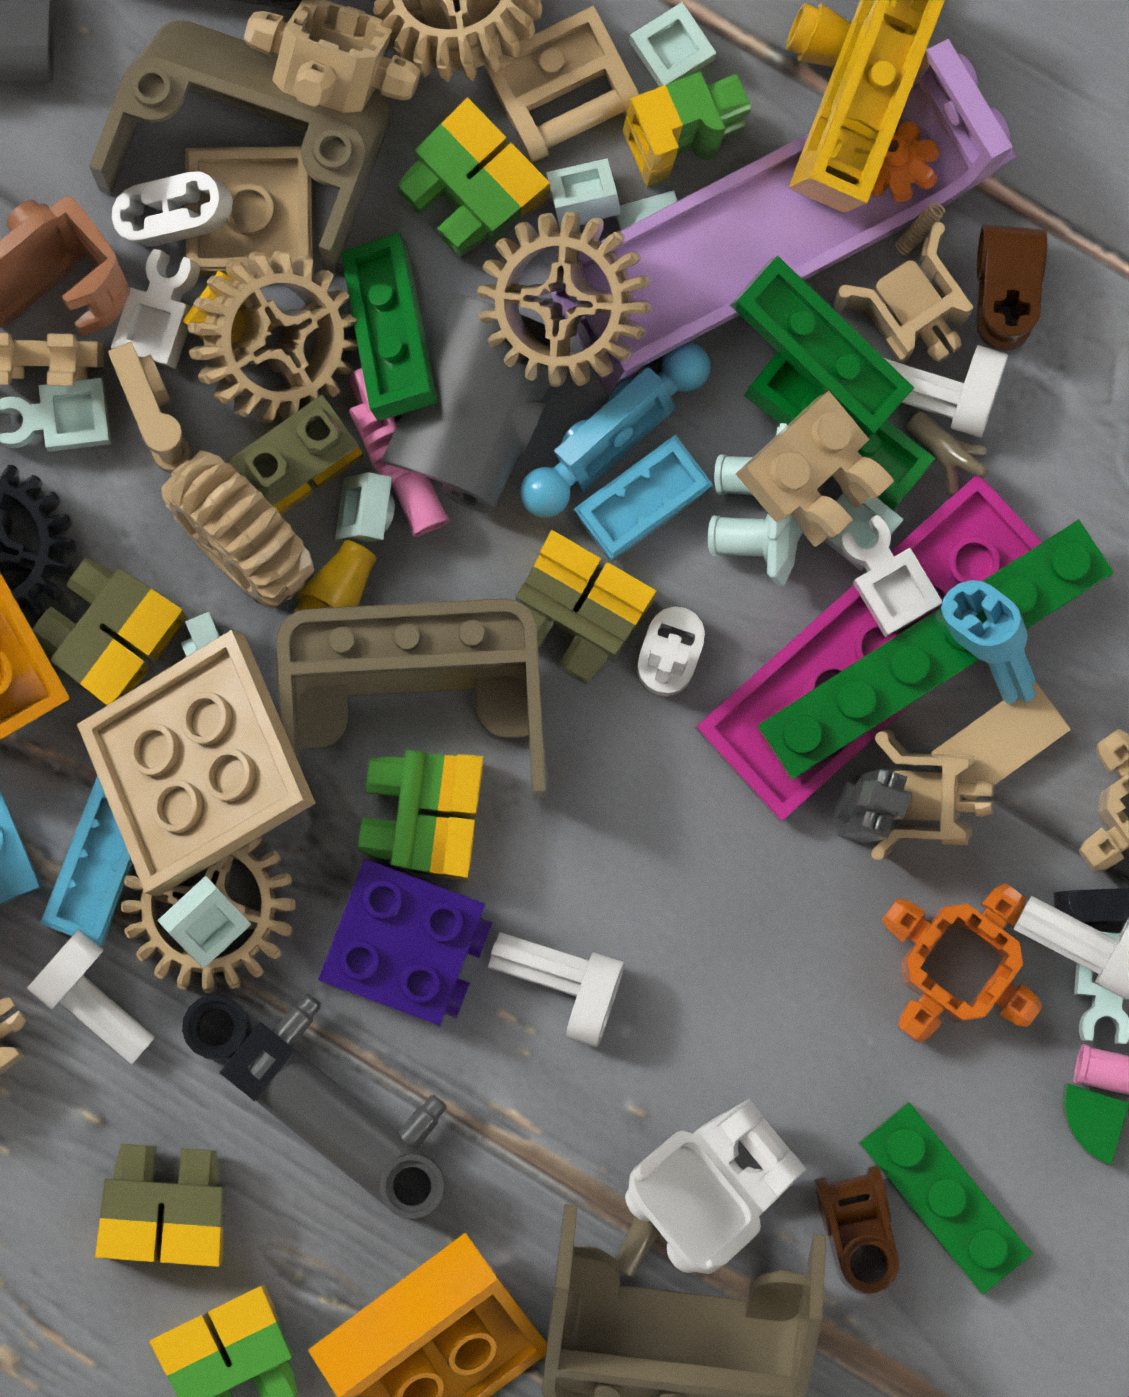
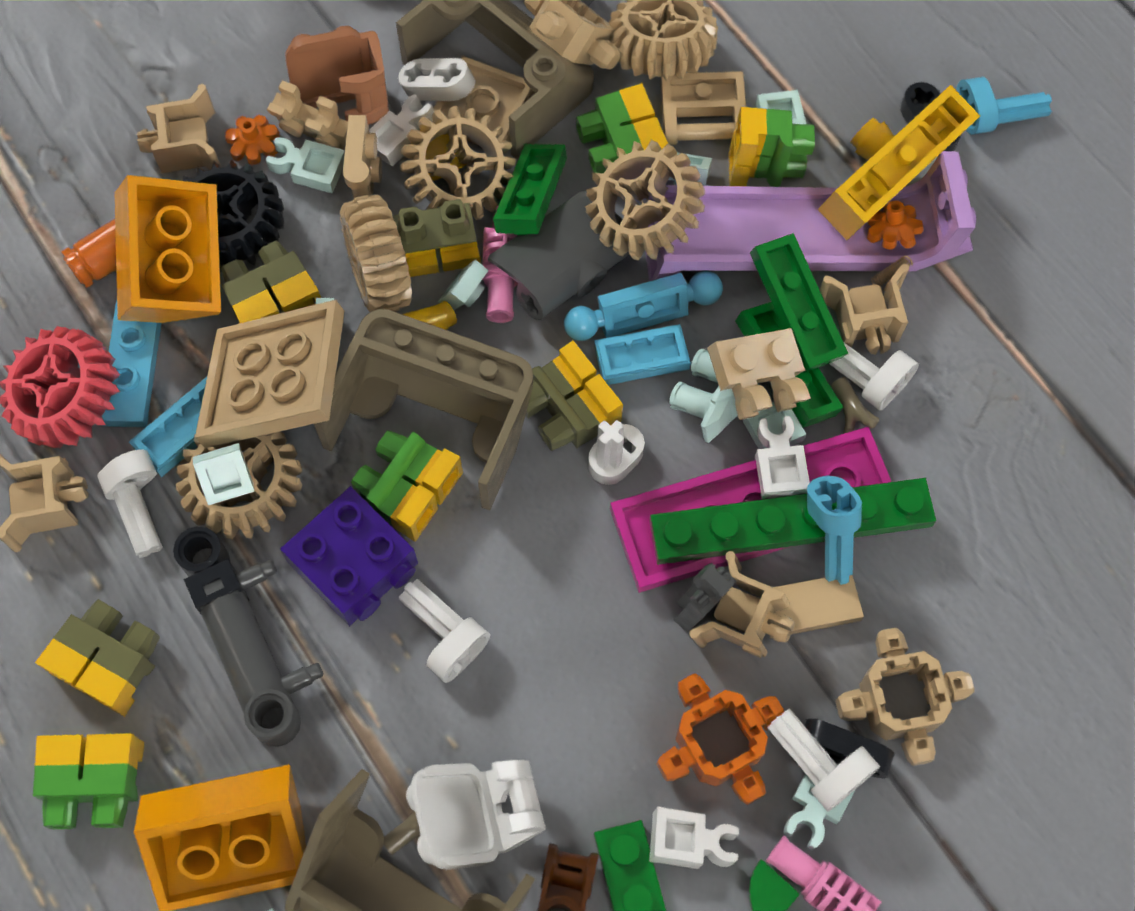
camera: 30 degrees right, 15 degrees down
(969, 1103) = (683, 841): none -> white plate
(1010, 275) = (936, 326): reddish brown piece -> none

